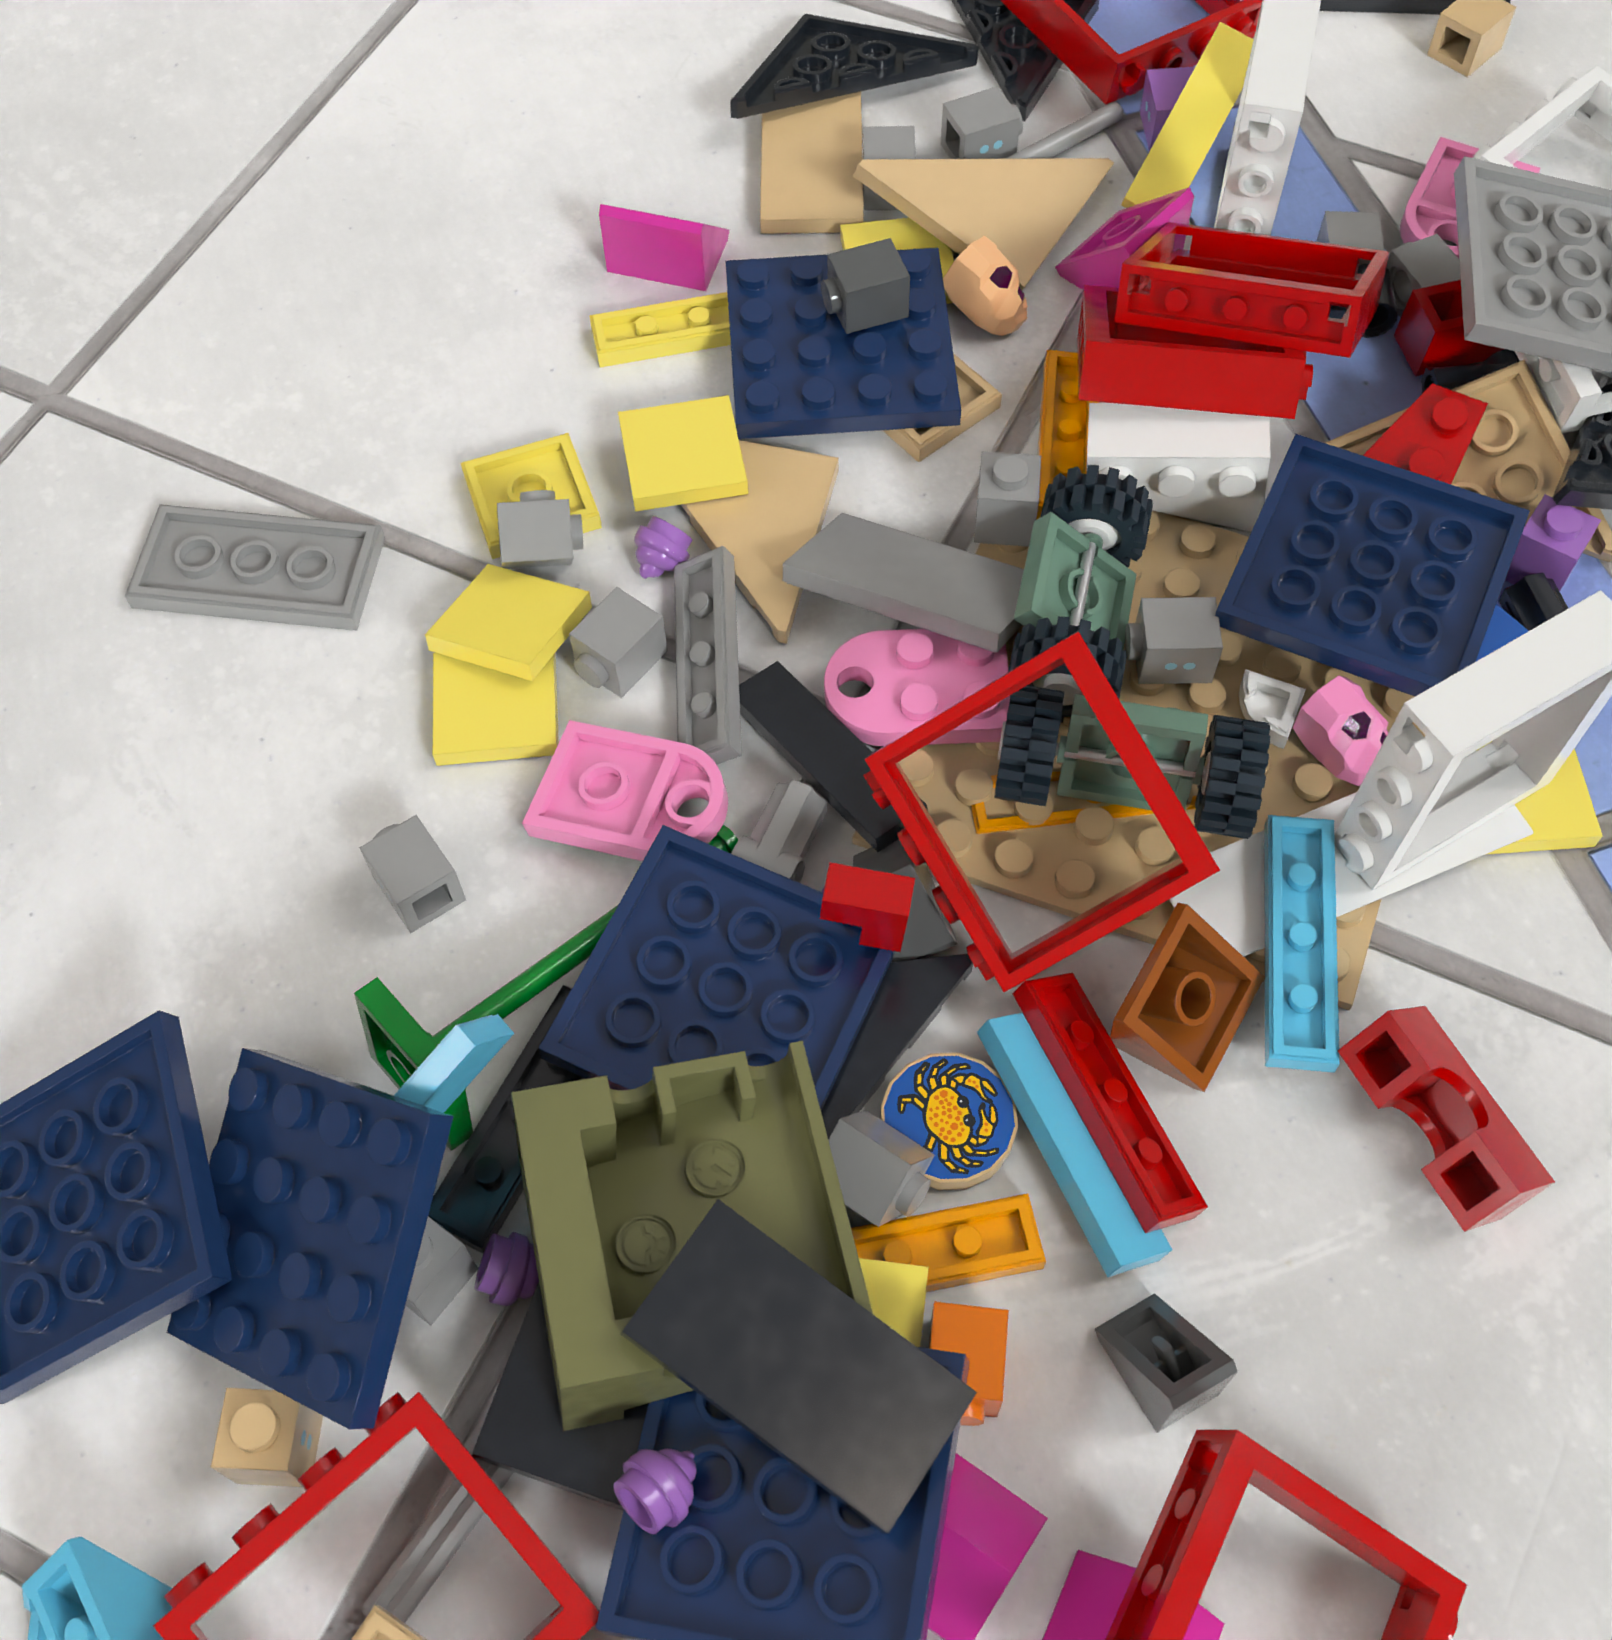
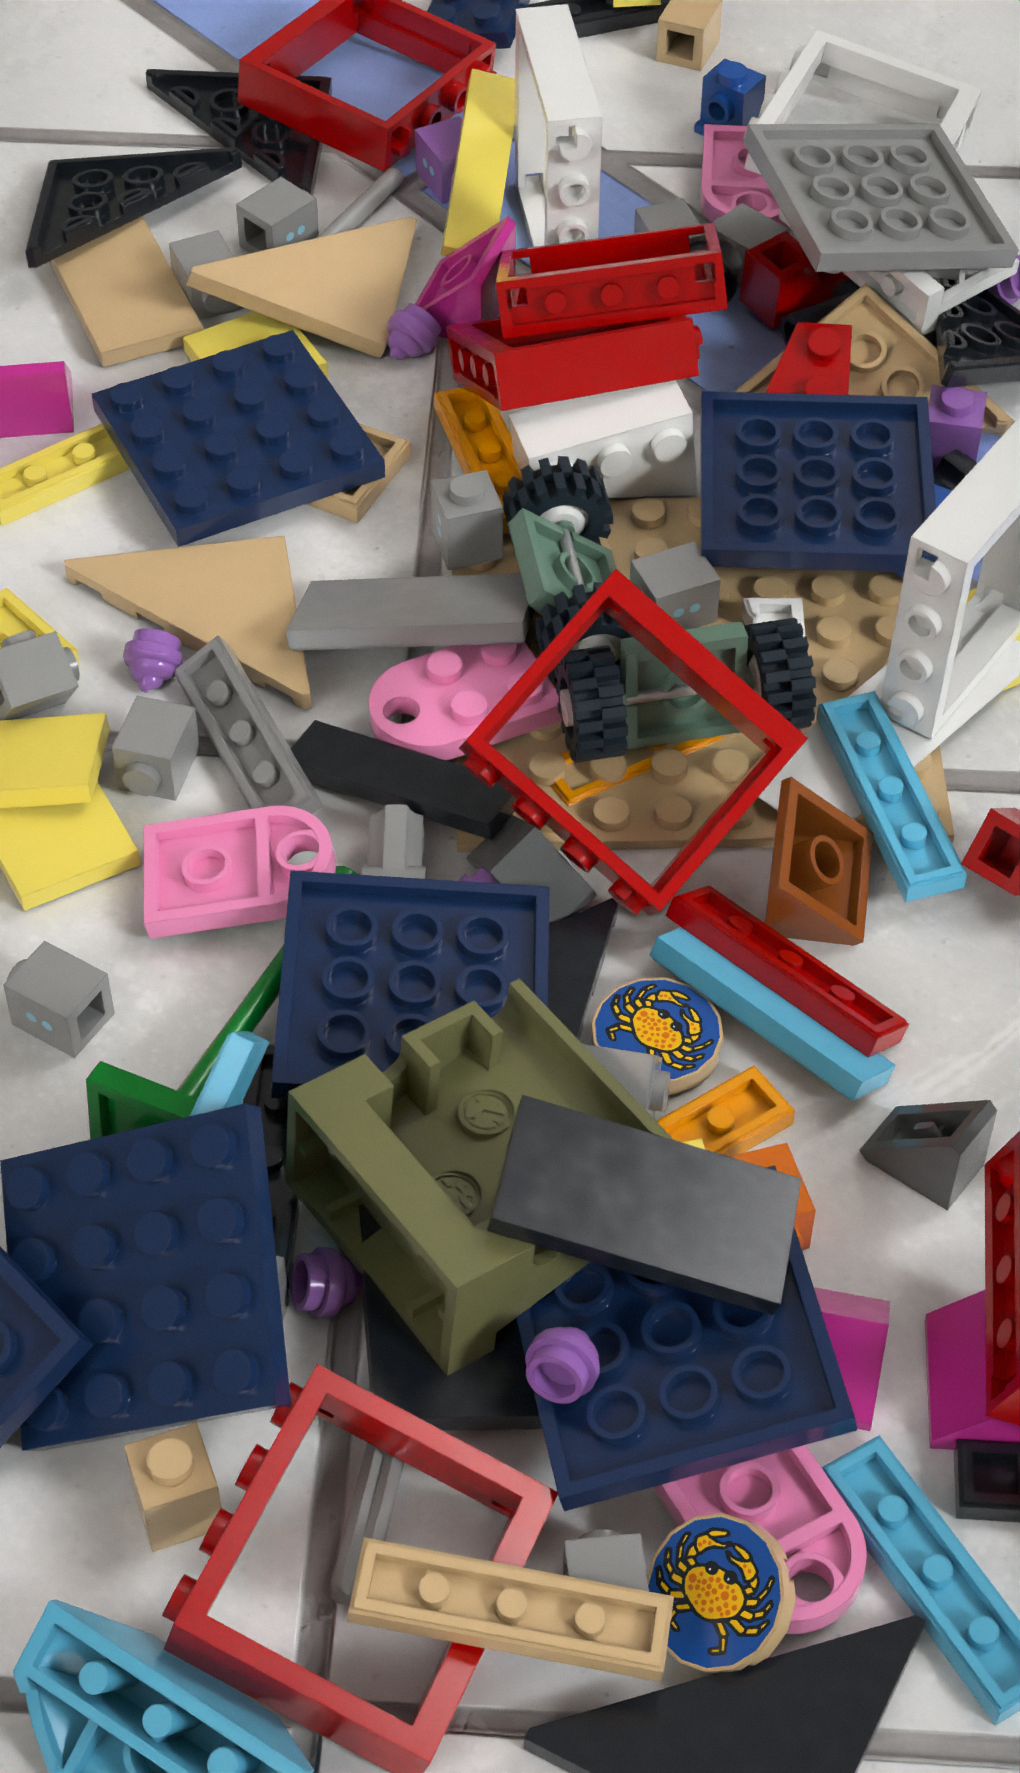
camera: 25 degrees left, 10 degrees down
(682, 453) = (134, 570): light yellow tile -> none
(866, 286) = (251, 373): dark grey brick -> none
(869, 900) = (520, 859): red piece -> none
(987, 288) = (356, 353): light nougat rock -> none
(1053, 281) = (412, 332): none -> medium lavender plate
(1342, 729) = (850, 620): bright pink rock -> none
(1479, 112) = (730, 95): none -> blue brick

